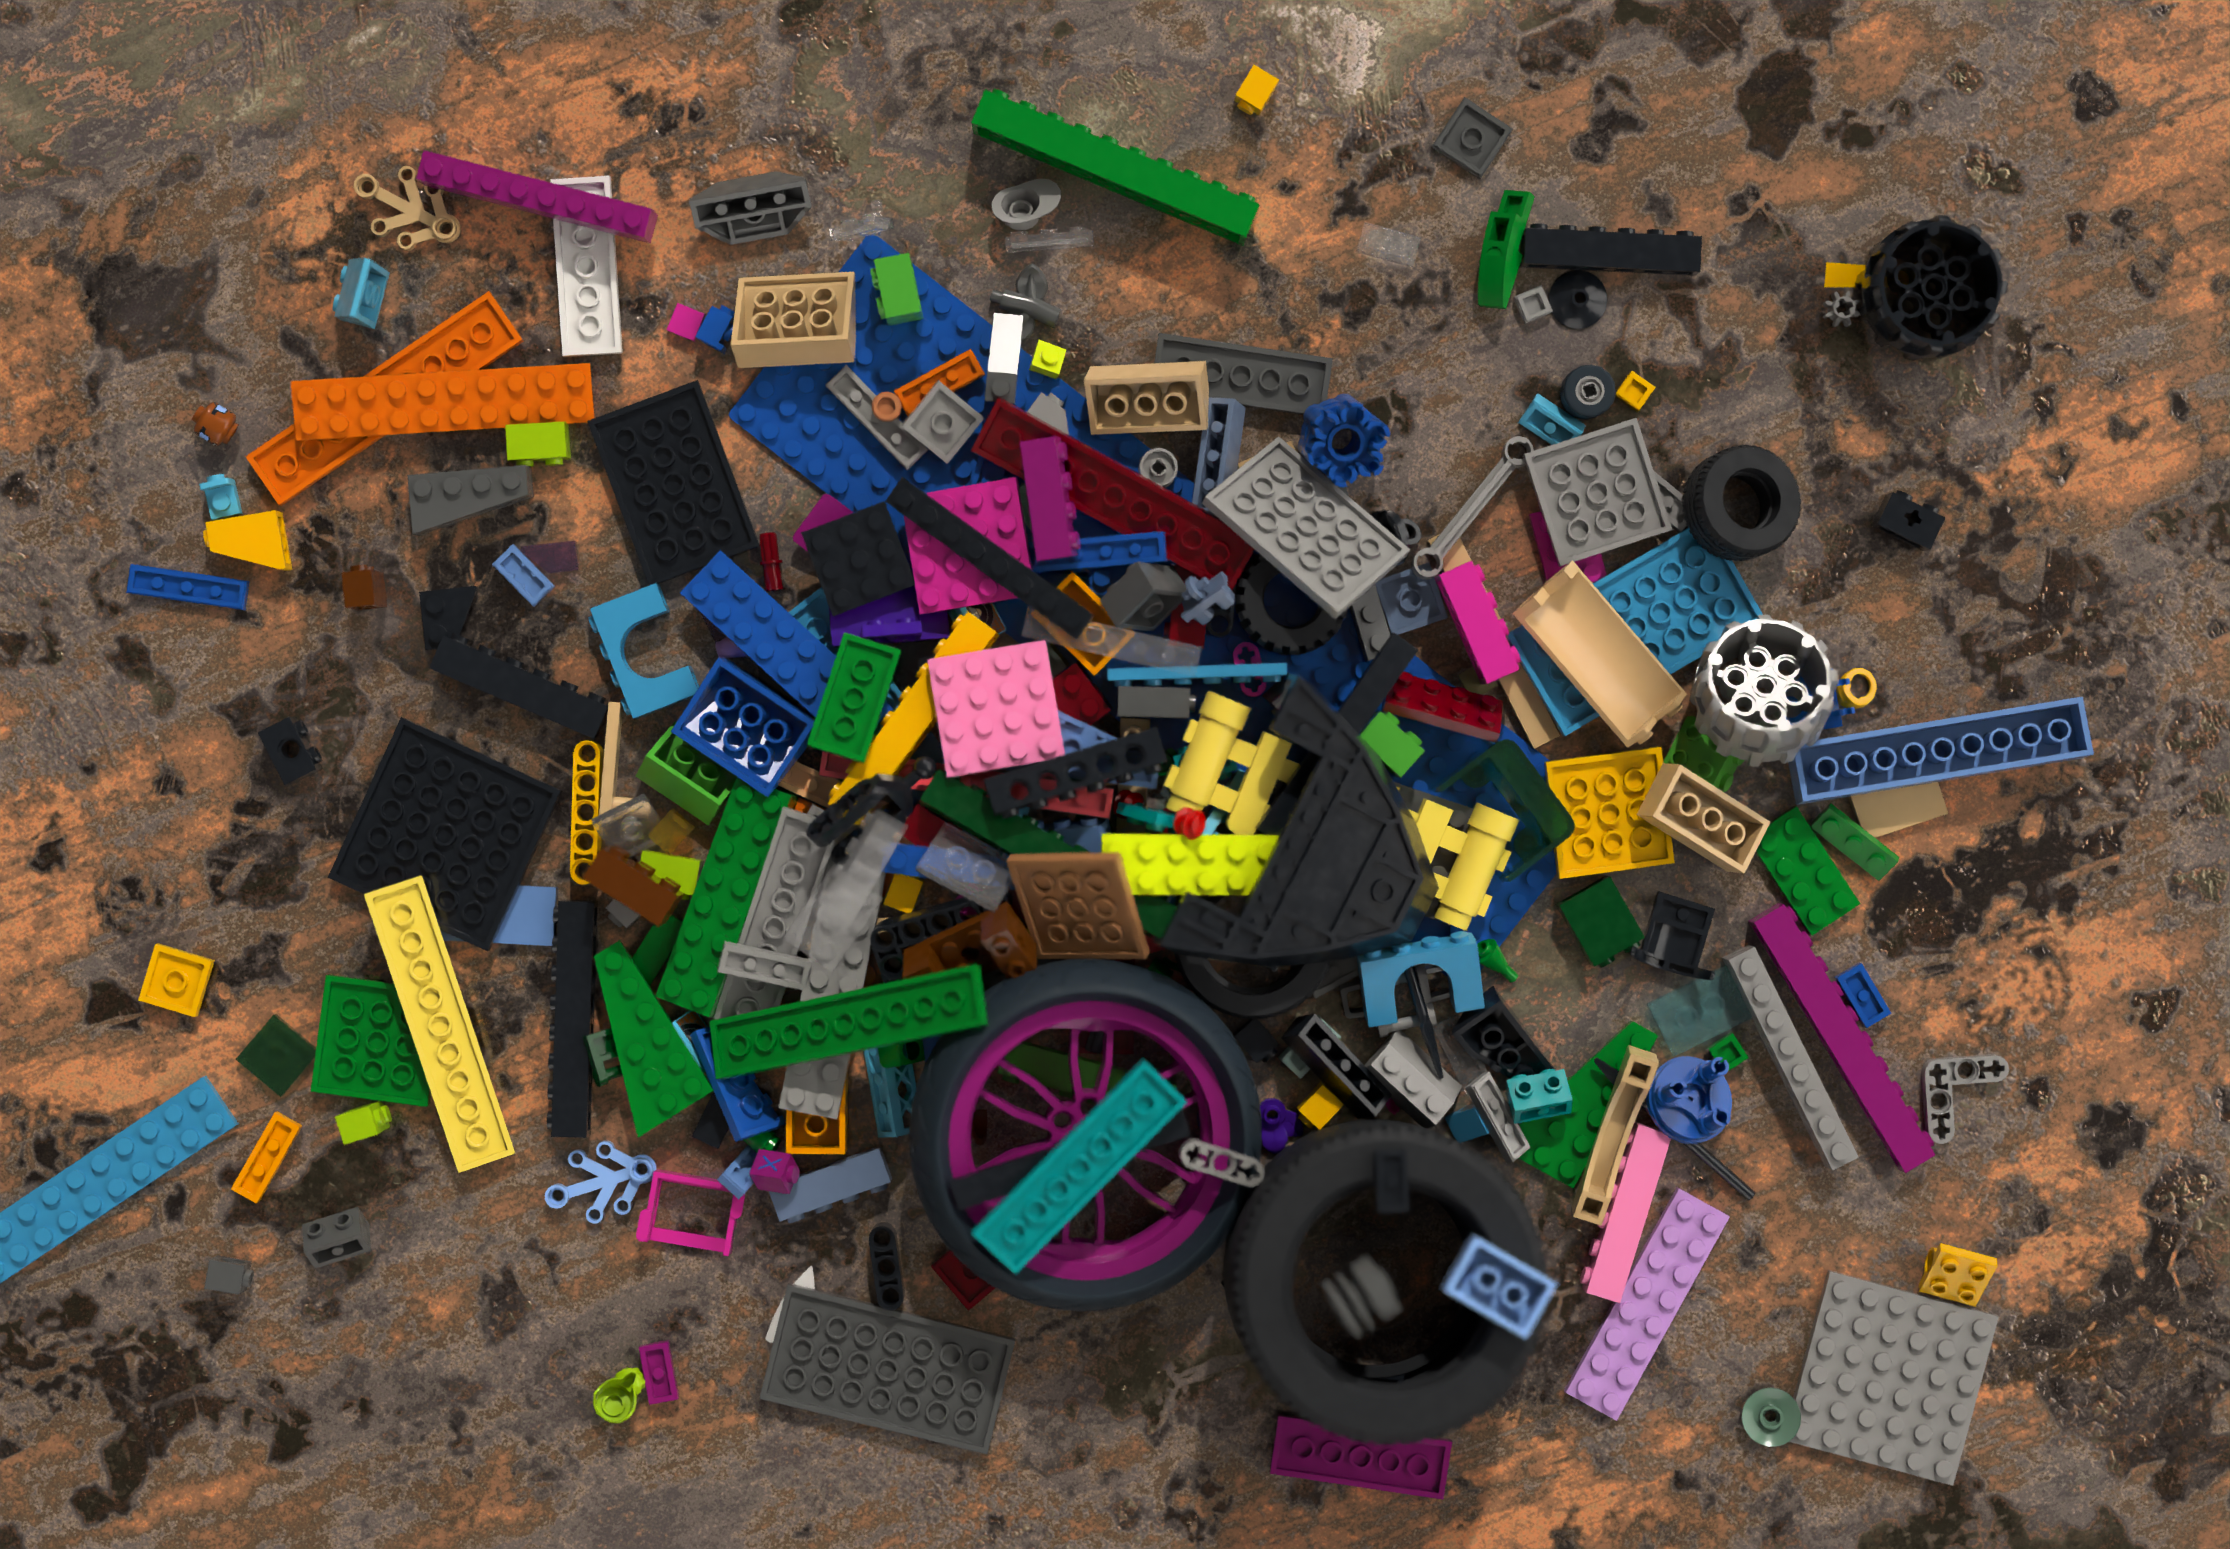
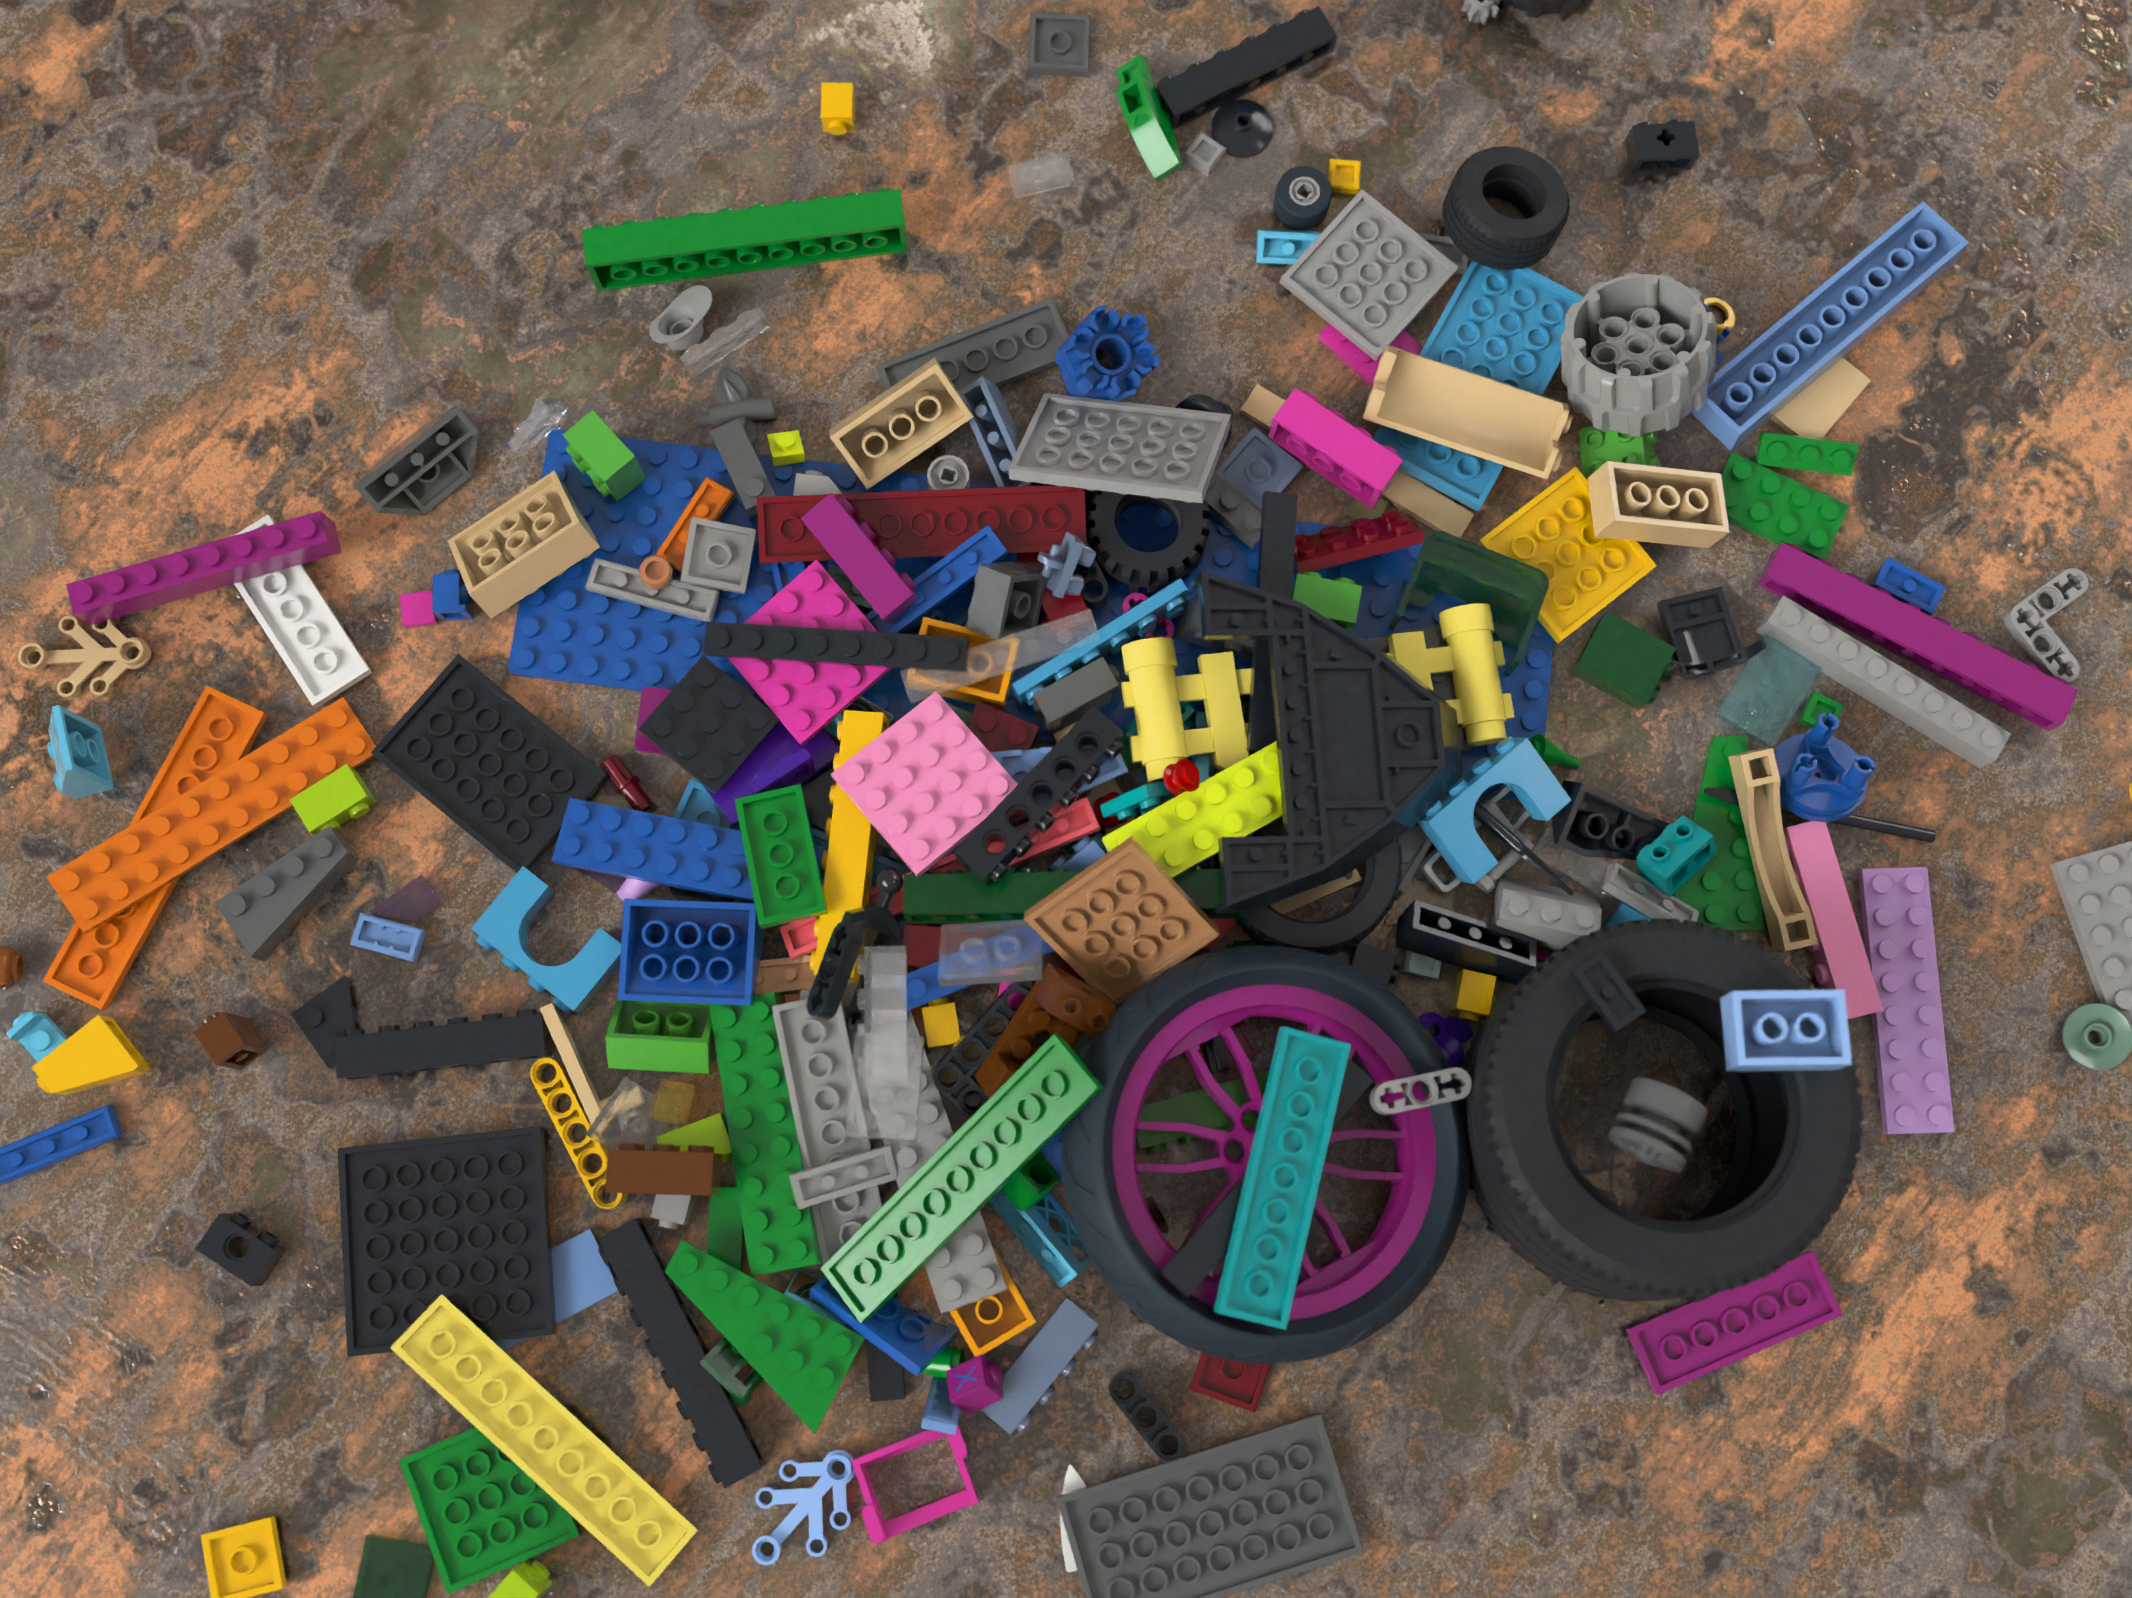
camera: 40 degrees left, 10 degrees down
(1471, 508) = (1262, 358): light grey piece -> none

